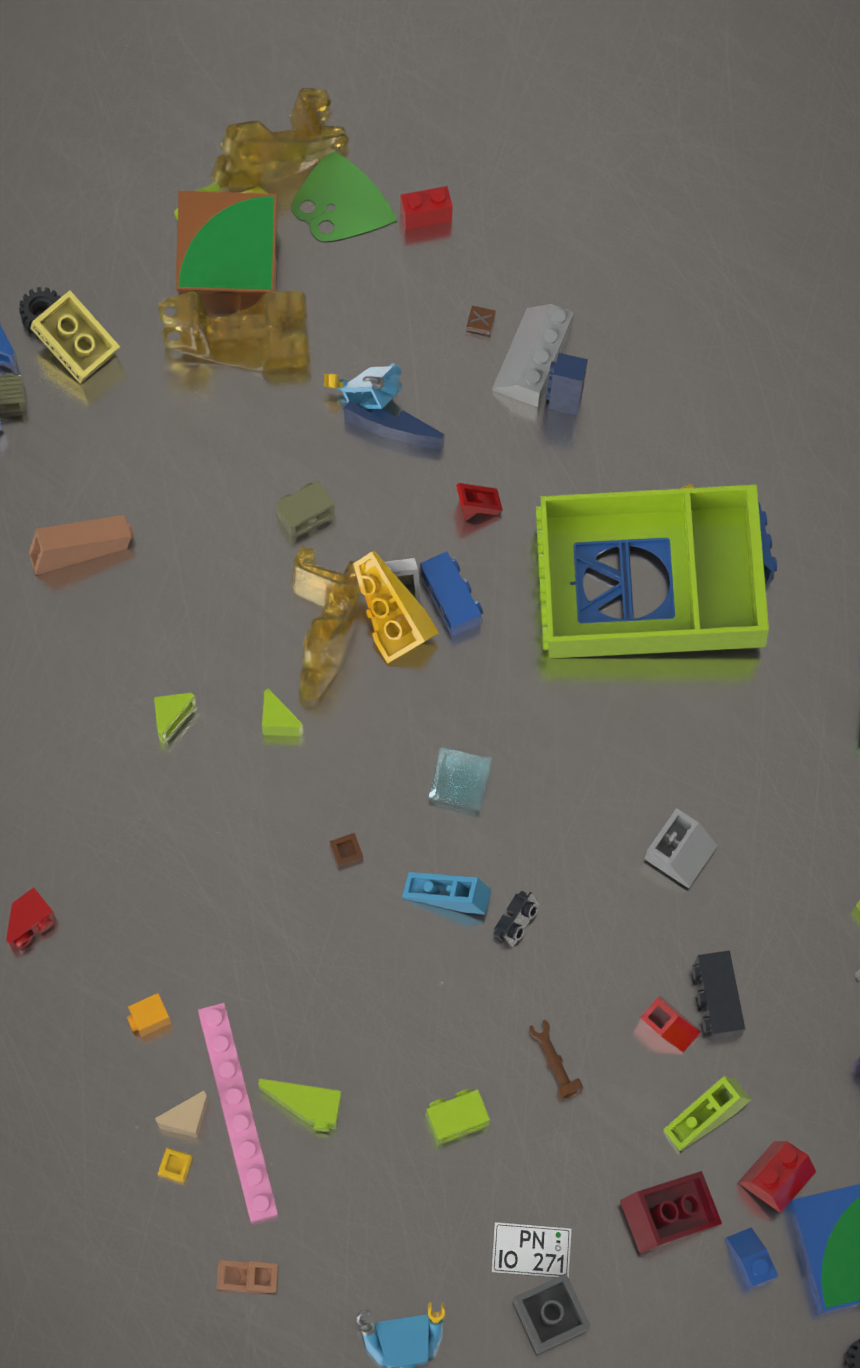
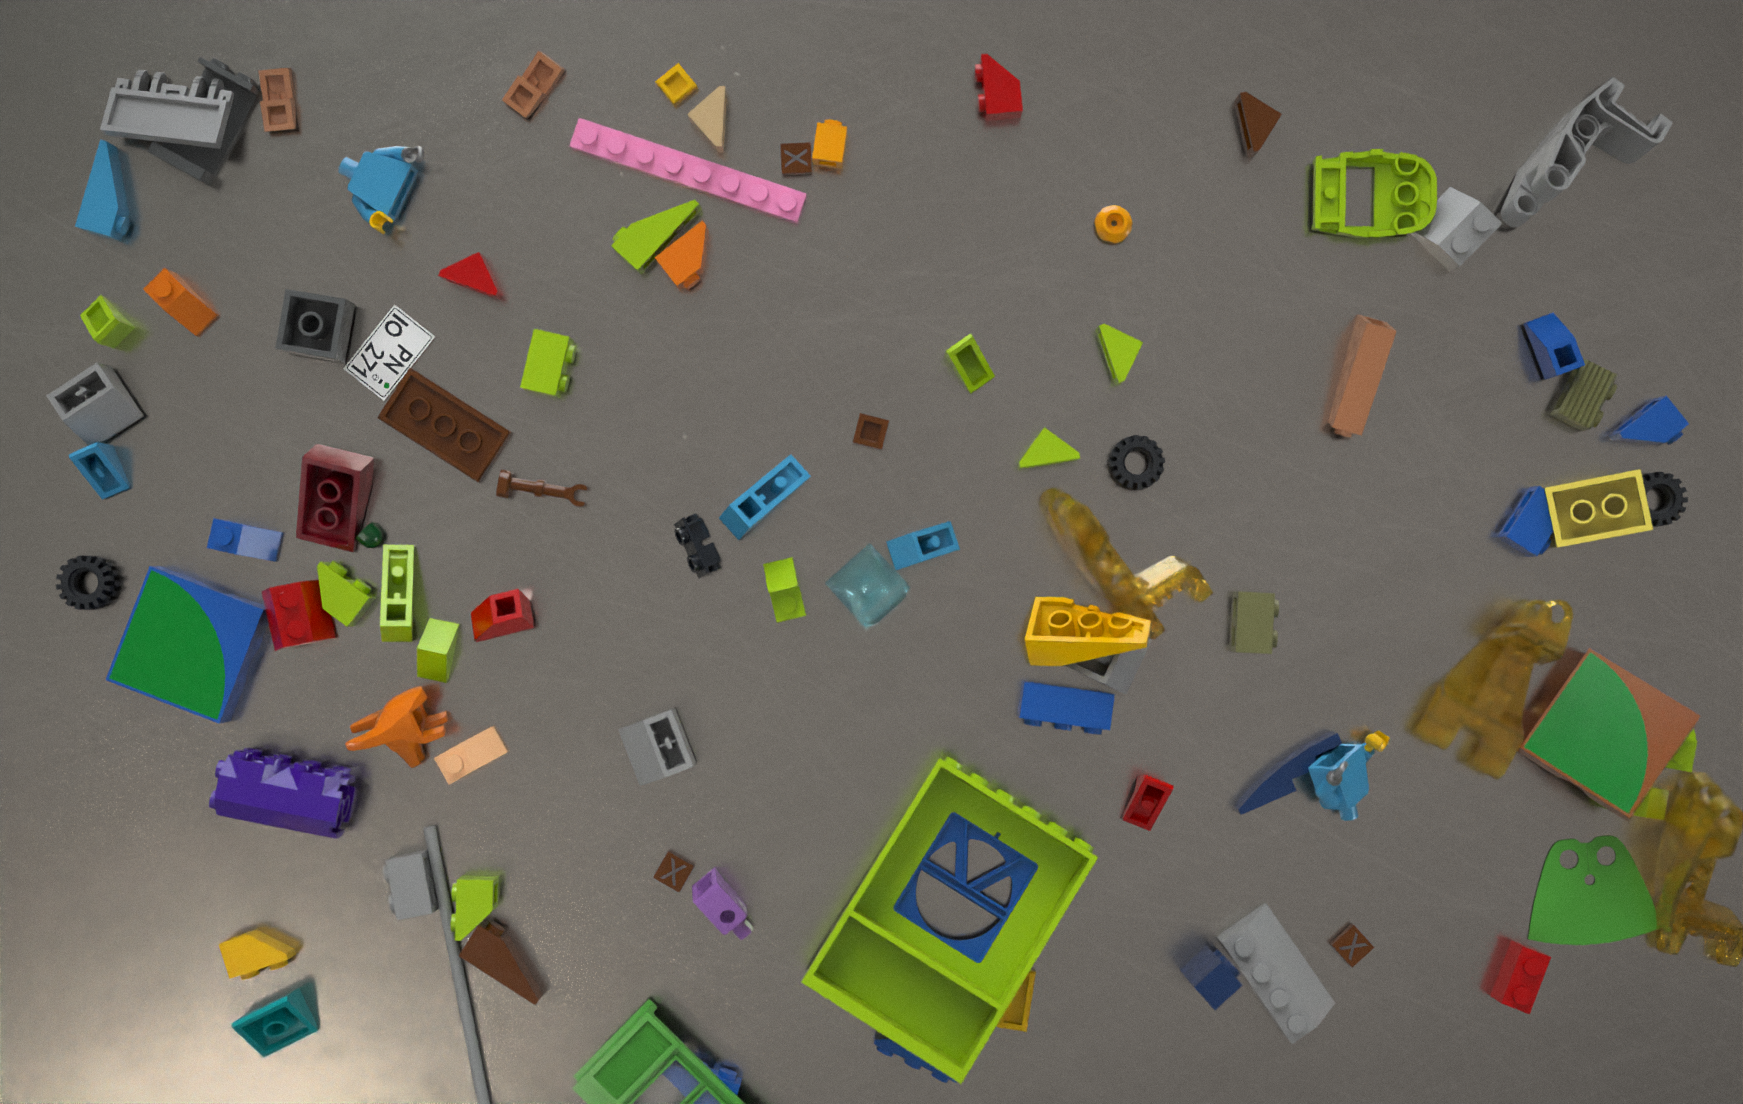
camera: 125 degrees right, 20 degrees up
(79, 784) = (1113, 233): none -> light orange plate
(112, 377) = (1529, 524): none -> blue slope
(175, 1036) = (796, 159): none -> reddish brown tile
(239, 639) = (1152, 453): none -> black tyre
(248, 812) = (969, 363): none -> lime slope
(306, 1065) = (686, 257): none -> orange slope
(405, 759) = (922, 545): none -> dark azure slope
(427, 1219) = (473, 274): none -> red slope
(504, 836) = (784, 589): none -> lime slope
(557, 1167) = (444, 425): none -> reddish brown tile
(680, 1165) = (370, 536): none -> dark green hinge
(718, 995) = (497, 681): black brick -> none
(727, 1057) = (437, 650): none -> lime slope
(738, 1151) = (341, 595): none -> lime slope
(759, 728) = (714, 896): none -> medium lavender torso
(759, 783) = (673, 871): none -> reddish brown tile
(785, 978) = (471, 755): none -> light nougat slope
(802, 1041) = (400, 727): none -> orange piece

